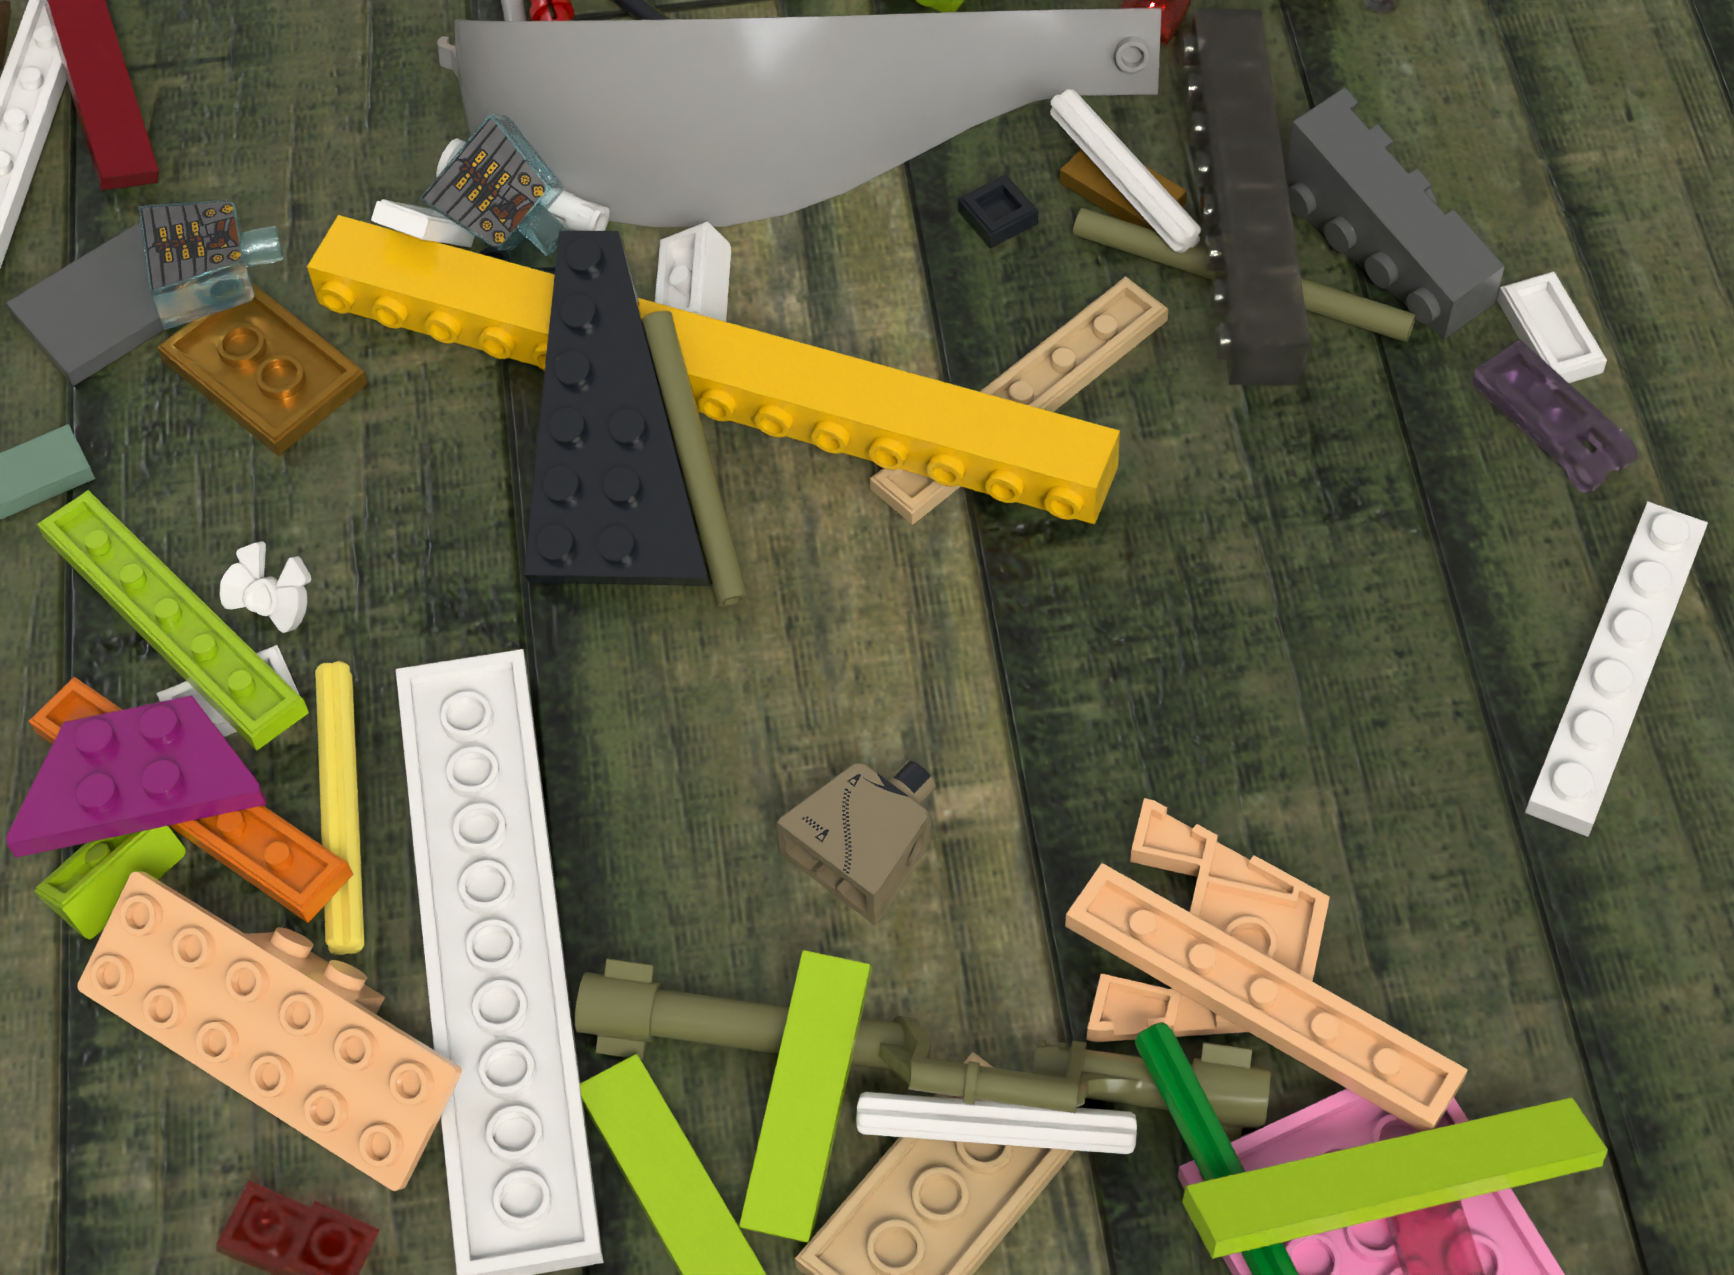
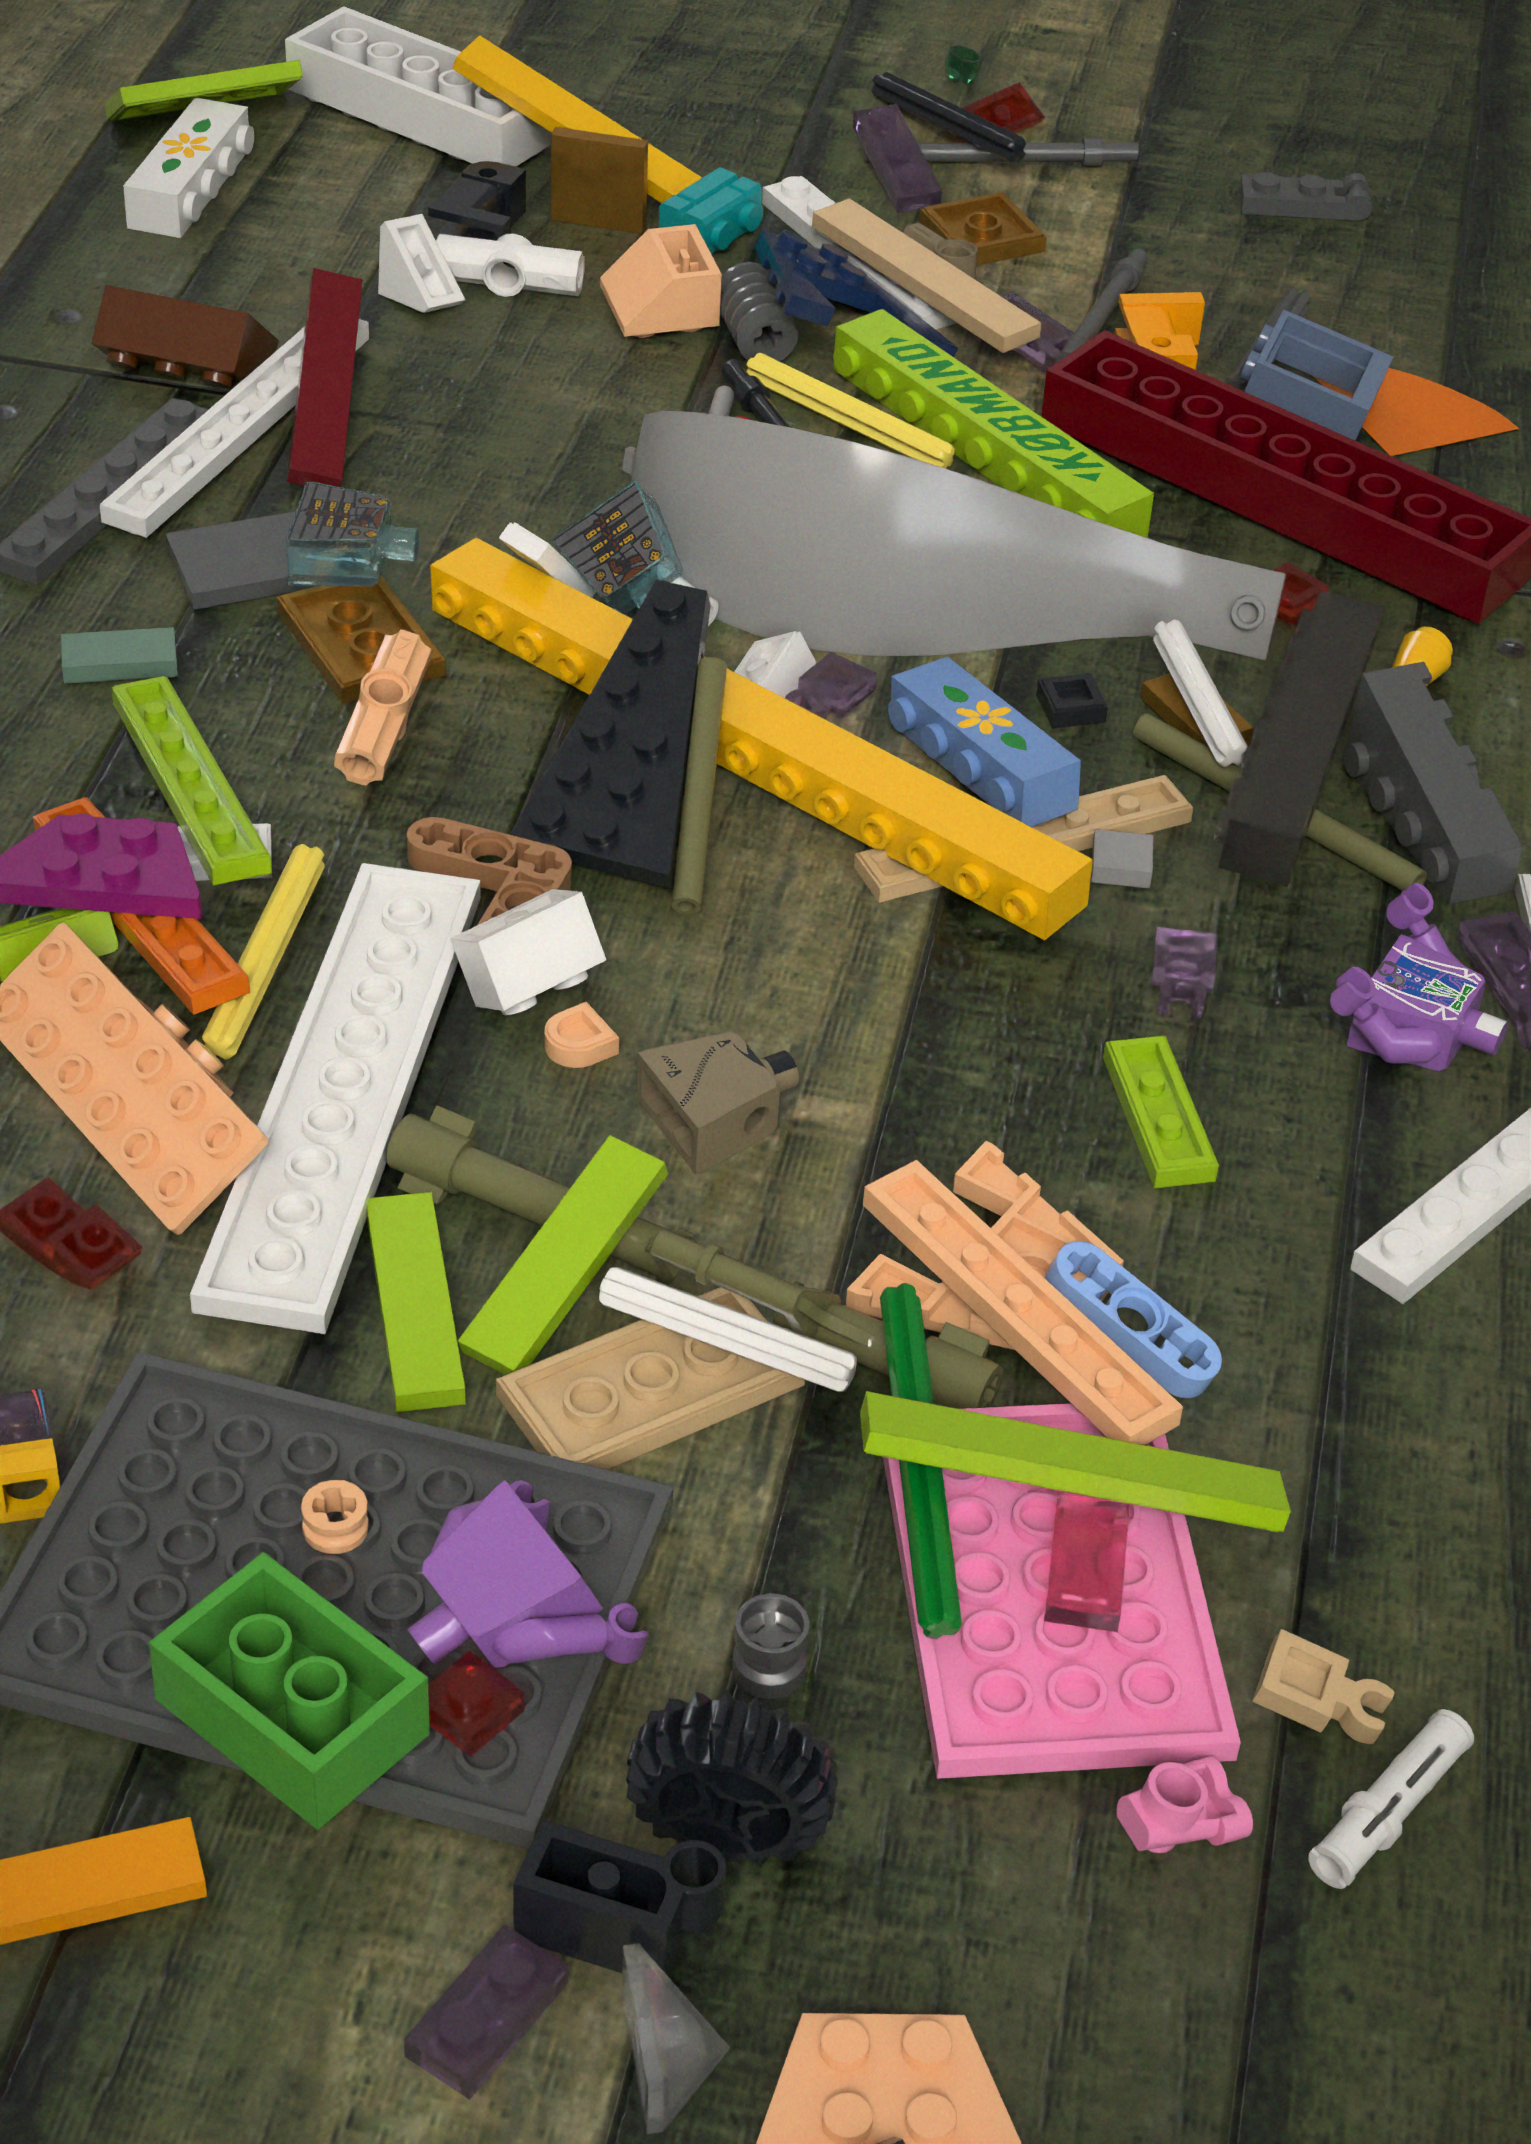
camera: 15 degrees right, 15 degrees down
(280, 600) = (267, 778): white piece -> none
(332, 490) = (383, 708): none -> light nougat piece
(560, 633) = (437, 845): none -> medium nougat beam
(612, 726) = (529, 951): none -> white brick
(696, 802) = (579, 1037): none -> light nougat tile
(763, 277) = (833, 686): none -> clear purple plate
(945, 304) = (984, 742): none -> medium blue brick
(1125, 393) = (1122, 858): none -> light grey tile
(1239, 508) = (1183, 967): none -> clear purple plate
(1282, 692) = (1160, 1112): none -> lime tile
(1309, 57) = (1428, 646): none -> yellow cone
(1394, 956) = (1127, 1291): none -> light blue beam
(1475, 475) = (1419, 998): none -> medium lavender torso

